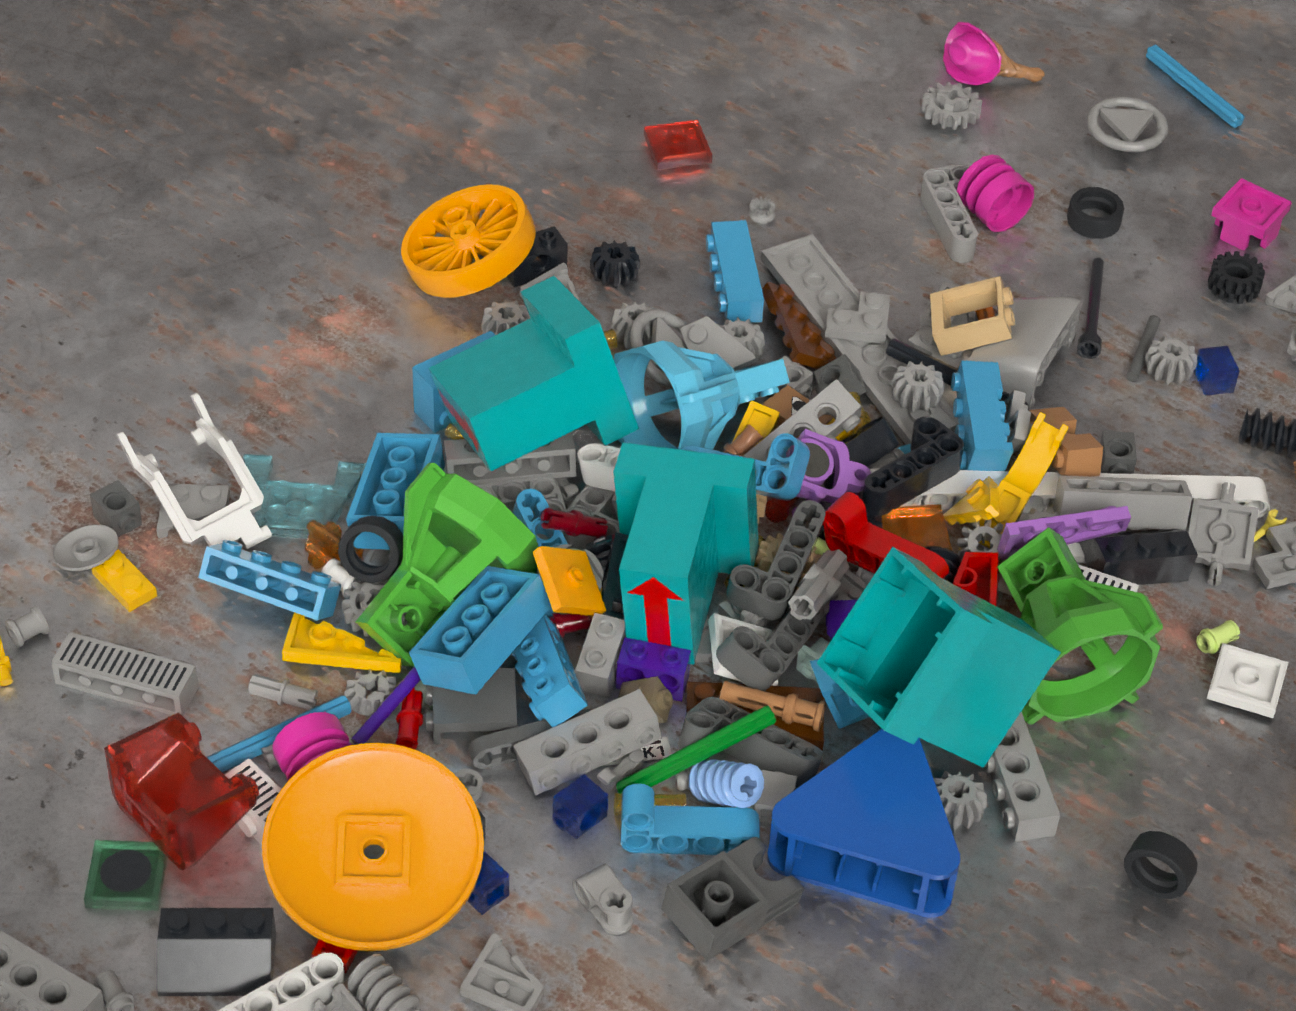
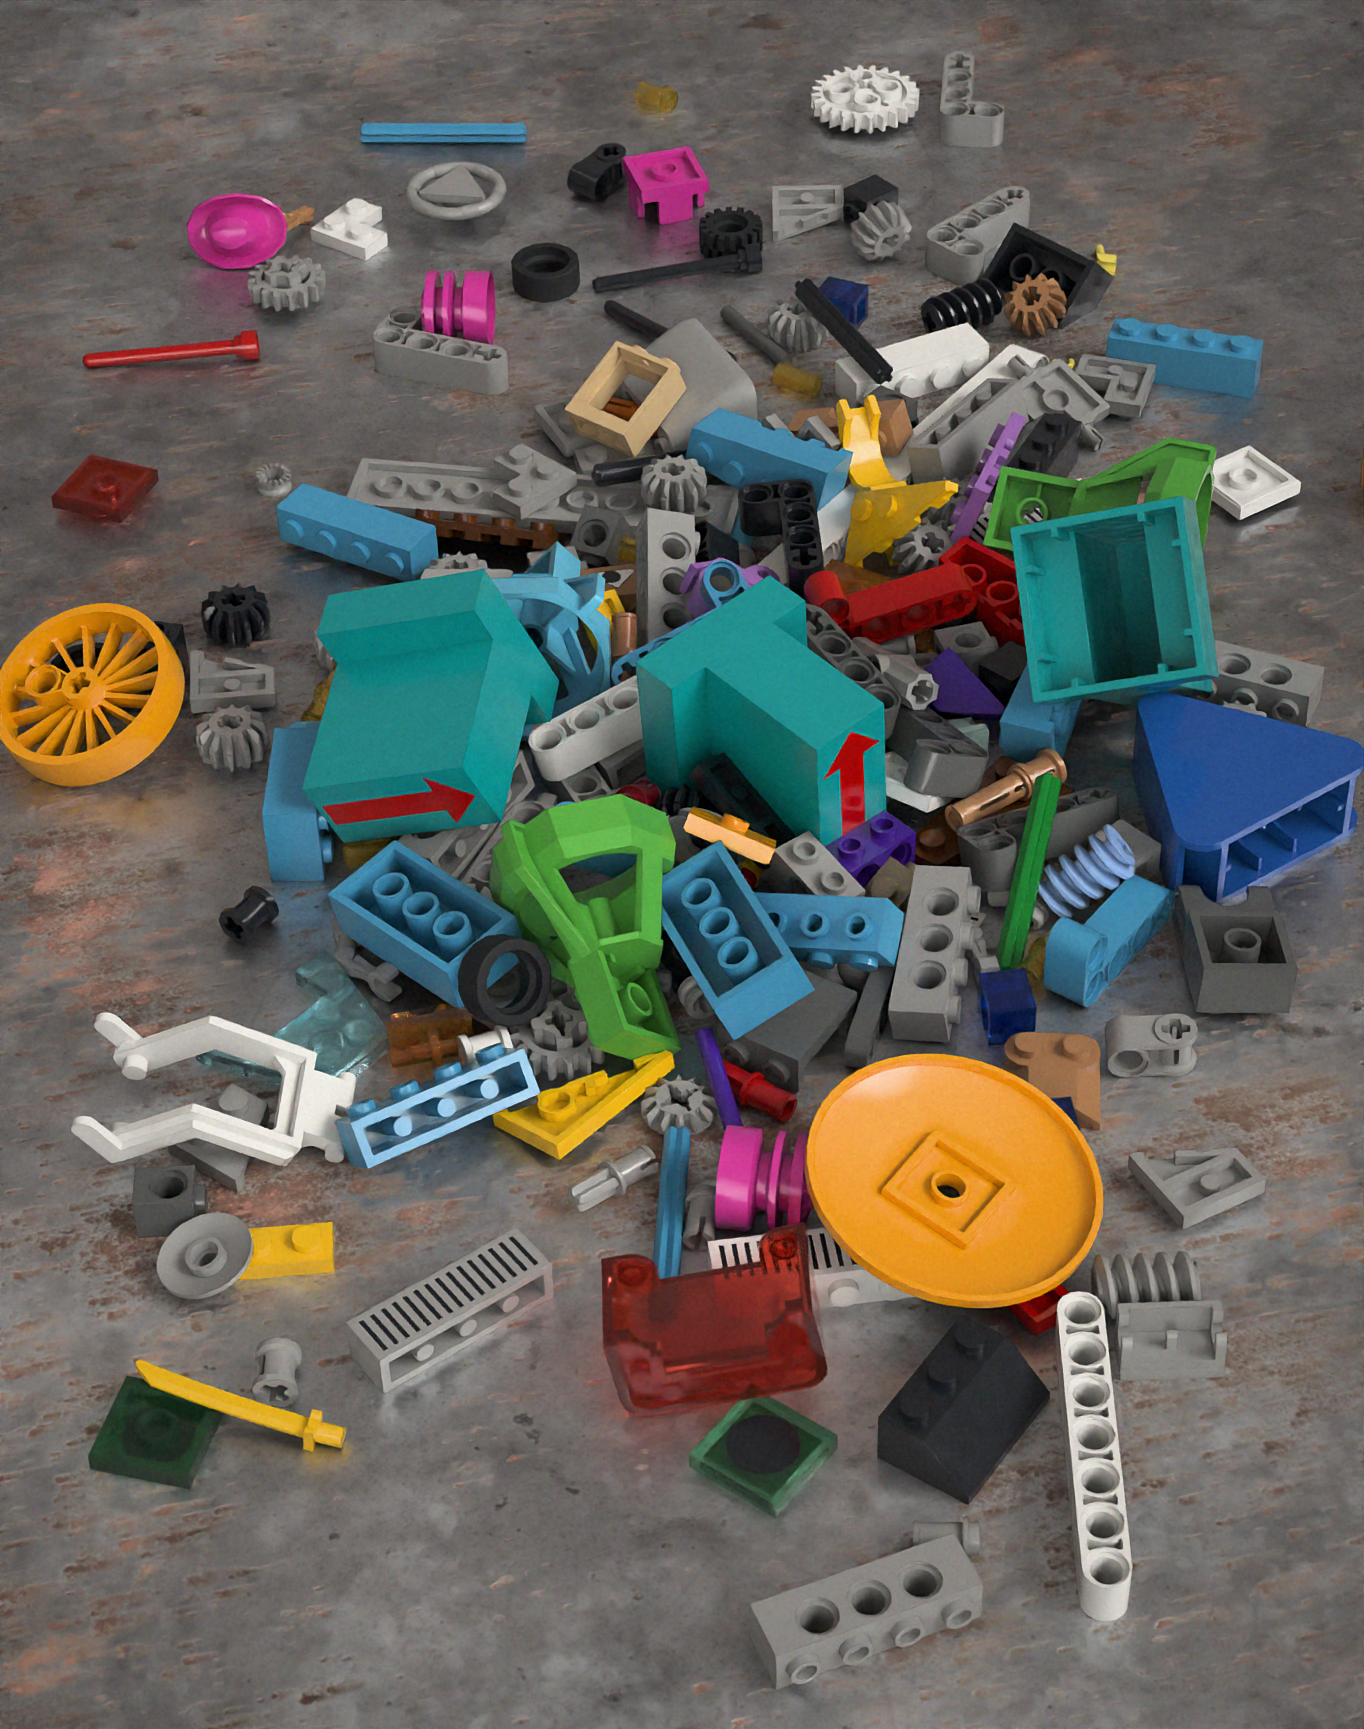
camera: 50 degrees left, 5 degrees down
(366, 415) = (248, 915): none -> black bush
(538, 863) = (1059, 1068): none -> medium nougat slope
(873, 124) = (242, 345): none -> red piece
(1042, 100) = (351, 230): none -> white plate
(1111, 386) = (797, 380): none -> clear yellow pin
(1165, 383) = (843, 331): none -> black axle
(1186, 440) = (918, 364): none -> white brick
(1219, 298) = (747, 258): none -> black piece
(1222, 176) = (599, 173): none -> black piece

